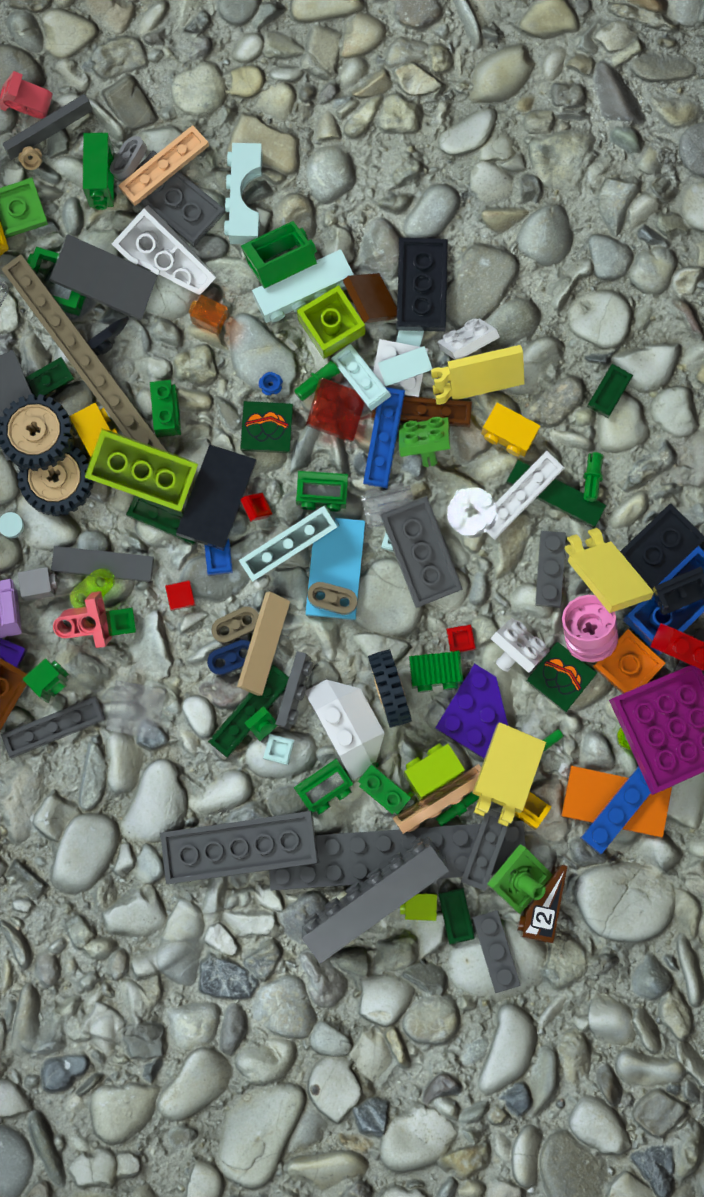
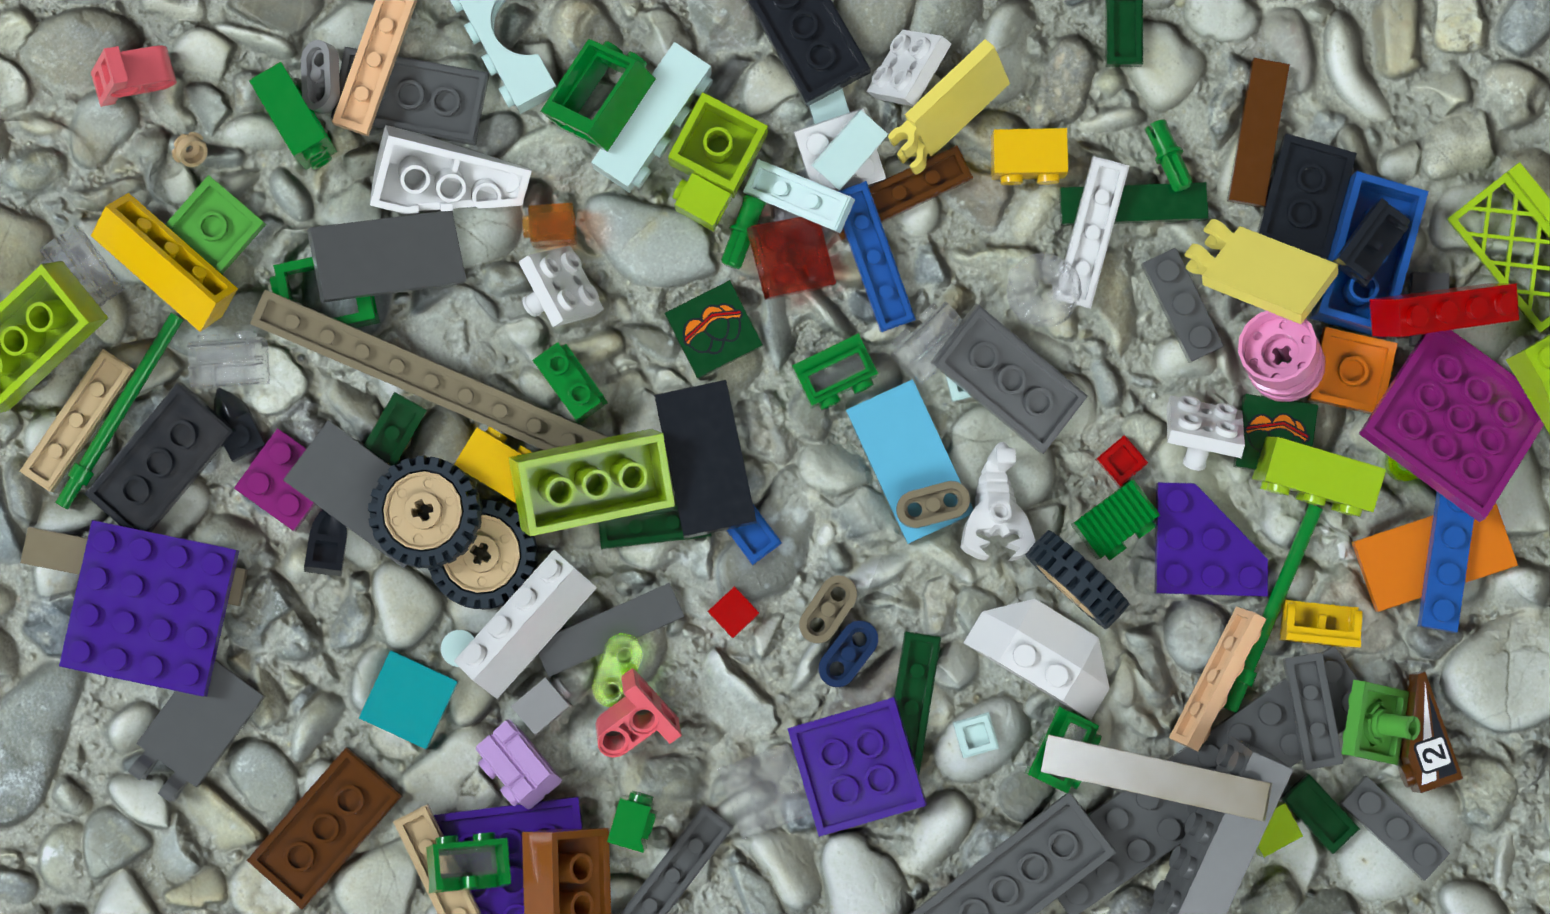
camera: 35 degrees left, 5 degrees up
(48, 126) = (187, 94): dark grey tile -> none
(54, 531) = (525, 624): none -> white brick
(104, 340) = (436, 340): black plate -> none
(120, 621) = (679, 690): green plate -> none
(191, 350) = (559, 287): none -> white plate
(197, 725) = (857, 766): none -> dark purple plate
(256, 507) = (763, 441): red tile -> none
(261, 723) = (937, 716): green plate -> none
(263, 643) = (879, 613): tan tile -> none
(270, 377) = (687, 260): blue plate -> none
(289, 543) = (837, 466): light aqua brick -> none
(294, 691) = (954, 650): dark grey plate -> none
(303, 349) = (701, 201): none -> lime brick
(366, 830) = (1157, 777): none -> tile
(368, 623) = (997, 509): none -> white animal
(371, 297) = (750, 83): reddish brown tile -> none
(384, 790) = (1142, 711): green window -> none
(424, 438) = (929, 229): bright green plate -> none
(433, 771) = (1190, 651): lime brick -> none
(508, 772) = (1284, 598): light yellow tile -> none
(570, 712) = (1318, 476): none -> lime brick
(654, 494) = (1258, 132): none -> reddish brown tile

